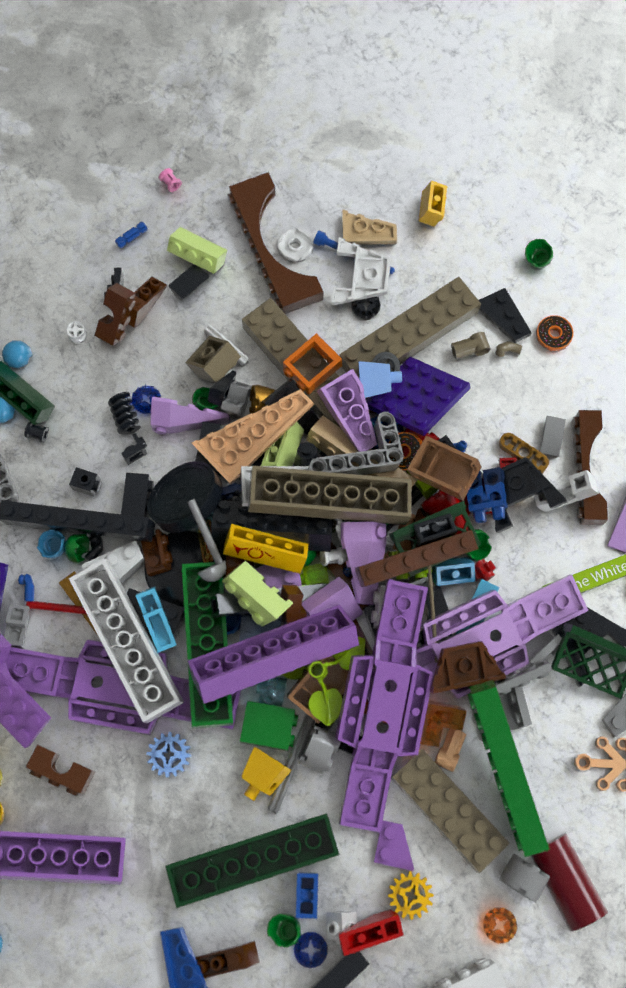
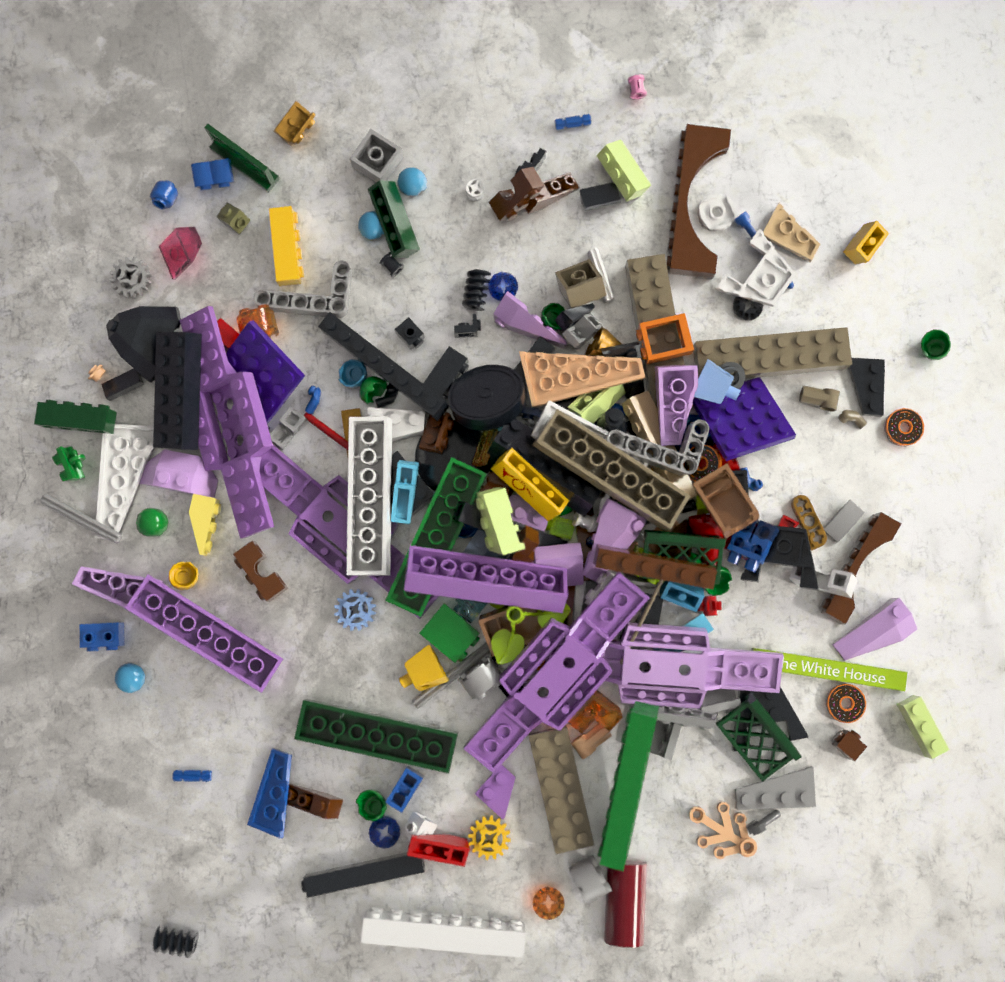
camera: 30 degrees right, 10 degrees up
(216, 571) = (478, 480): light grey piece -> none
(434, 529) = (685, 550): black slope -> none
(464, 666) = (642, 682): reddish brown wing -> none

